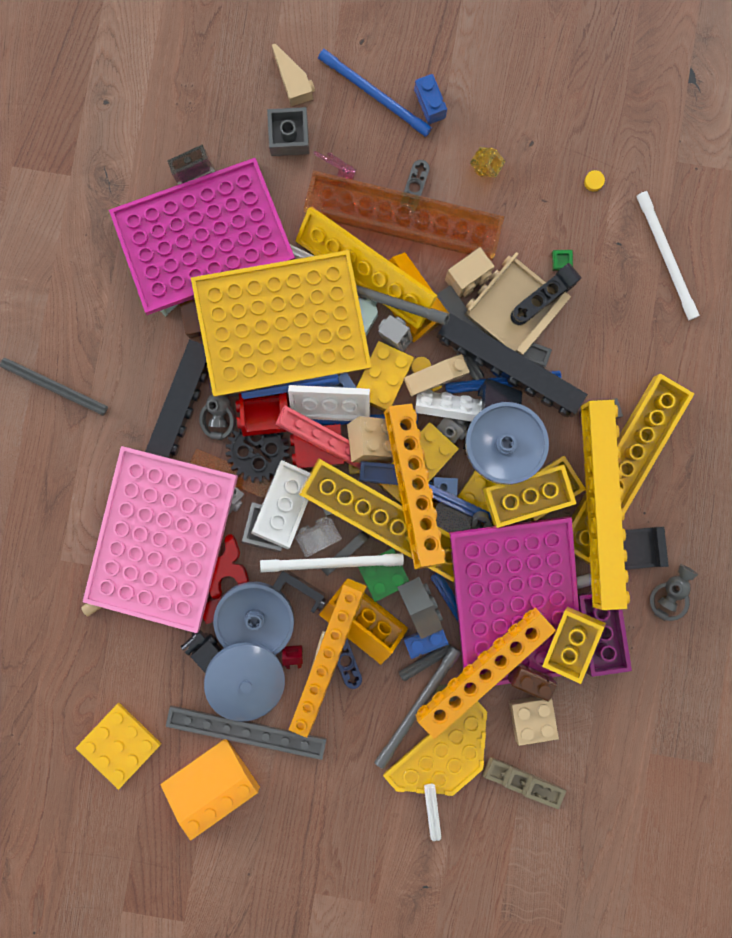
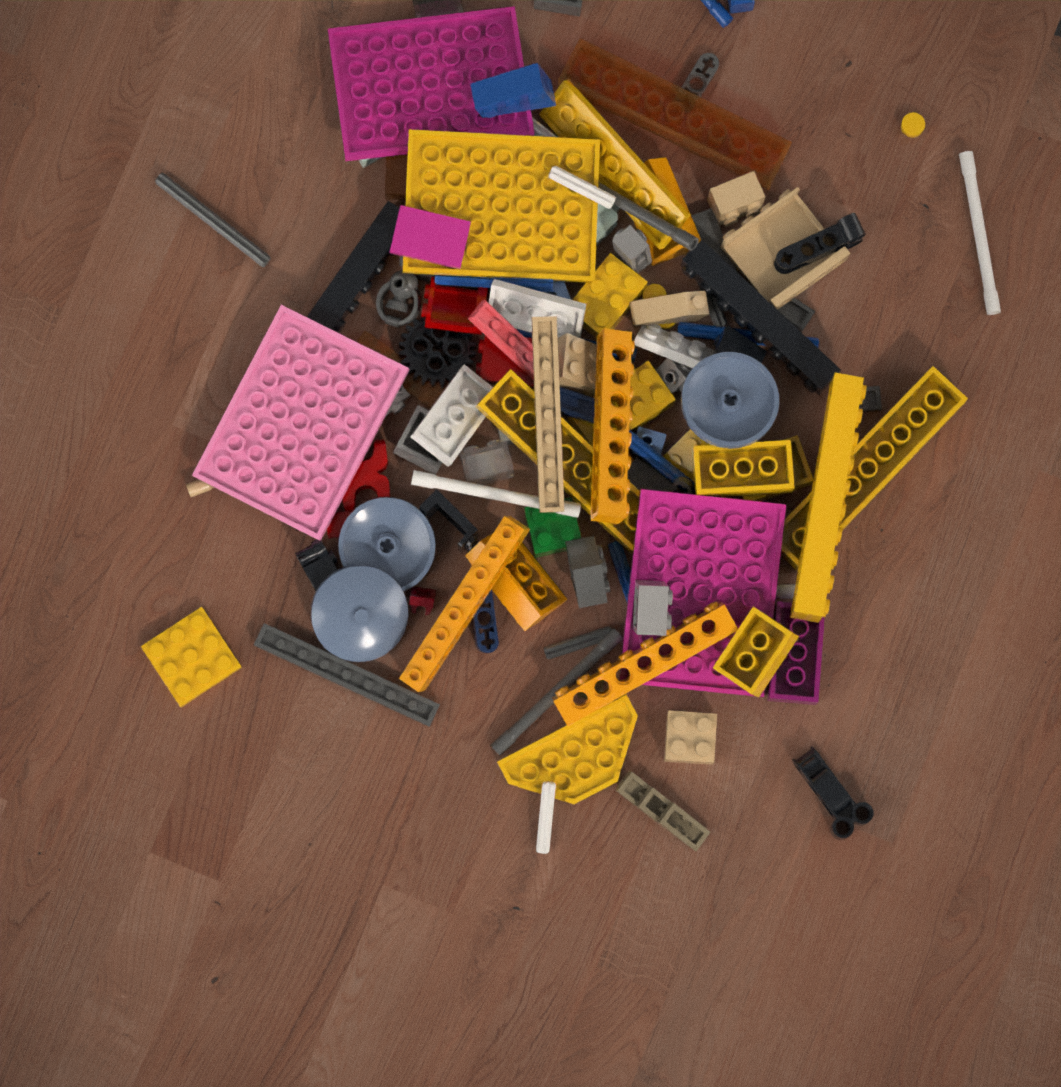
camera: 10 degrees right, 5 degrees down
(209, 788) = (288, 729): light orange slope -> none
(228, 363) = (430, 237): none -> dark pink tile
(269, 226) = (513, 92): none -> blue wedge
(343, 292) = (582, 187): none -> white axle
(344, 169) = (618, 45): clear pink plant -> none
(349, 549) = (523, 486): dark grey beam -> none
(359, 489) = (547, 414): none -> tan plate
(422, 646) = (578, 619): blue brick -> none
(482, 631) = (651, 607): none -> light grey brick
(487, 162) = (788, 74): clear yellow brick -> none
(532, 681) = (698, 687): reddish brown brick -> none
(561, 258) = (853, 205): green tile -> none
(645, 548) = (864, 568): black panel -> none
(658, 740) = (831, 793): none -> black piece
(669, 601) = (896, 623): dark grey piece -> none

